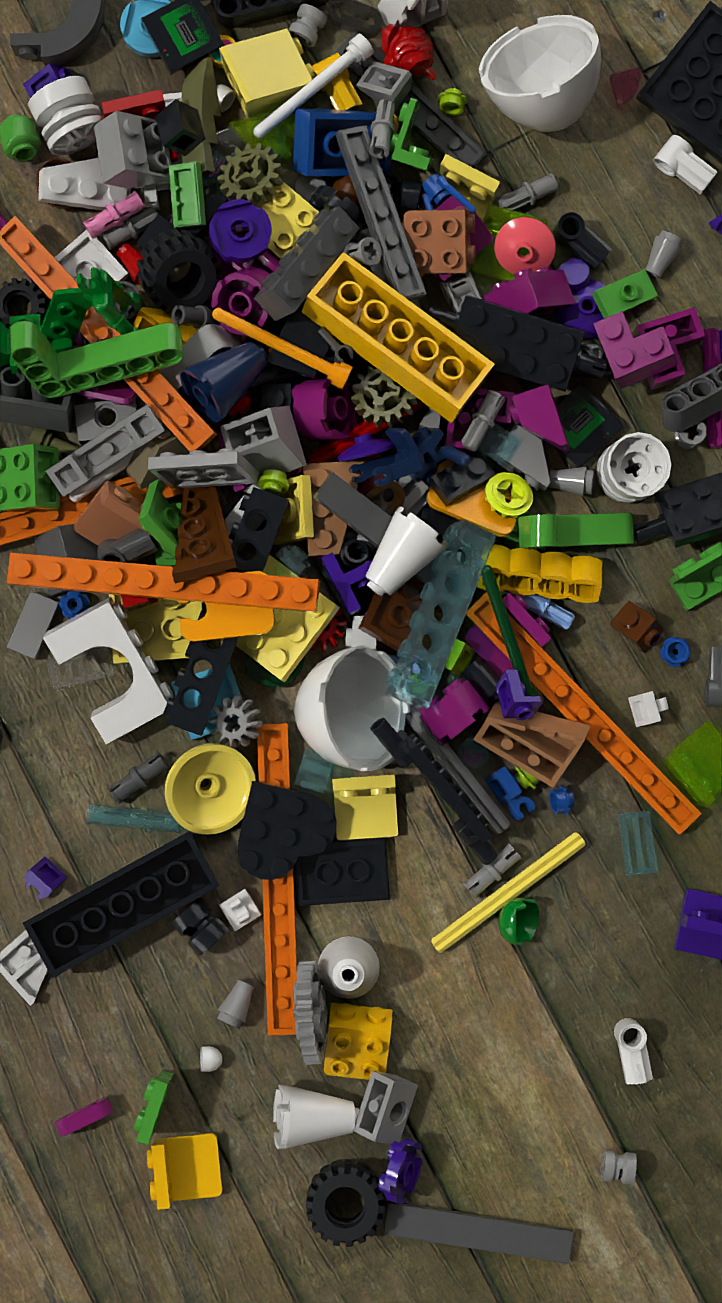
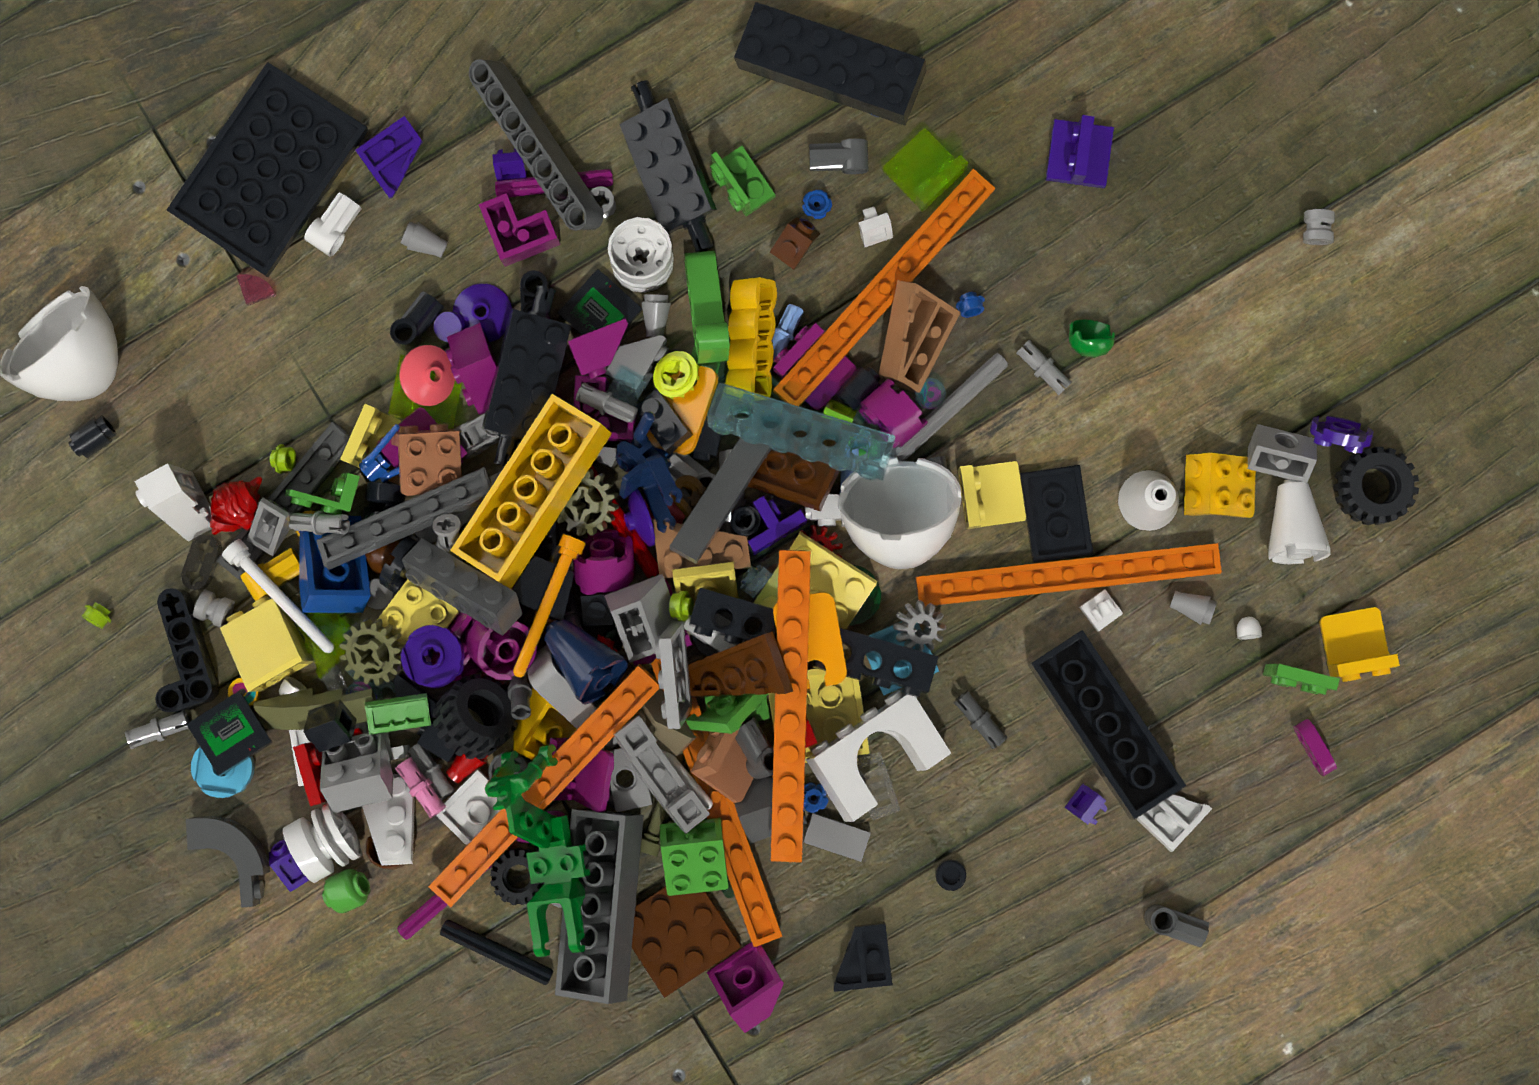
camera: 90 degrees left, 0 degrees up
(95, 363) = (577, 790): bright green beam -> none
(132, 818) = (1021, 708): clear light blue pin -> none
(200, 926) = (1122, 647): black wheel -> none
(219, 803) = (997, 637): light yellow dish -> none
(282, 827) = (1019, 574): black plate -> none
(310, 1012) = (1198, 531): light grey gear -> none
(313, 772) = (962, 547): clear light blue brick -> none
(335, 346) = (543, 552): dark grey hand -> none
(403, 552) = (745, 471): white cone -> none
(409, 749) = (937, 451): black plate -> none
(478, 1232) = (1392, 356): dark grey tile -> none
(506, 790) = (965, 358): blue plate -> none
(507, 631) = (873, 341): dark green piece -> none
(507, 892) = (1063, 350): light yellow axle -> none
(513, 699) = (878, 356): dark purple bracket -> none
(526, 779) = (952, 341): lime plate -> none
(529, 193) = (371, 376): light grey axle -> none
(544, 72) = (250, 367): white piece -> none
(625, 294) = (467, 275): bright green plate -> none
(633, 1053) = (1208, 219): white piece -> none
(634, 357) = (534, 262): magenta brick -> none
(652, 868) = (1030, 223): clear light blue tile -> none

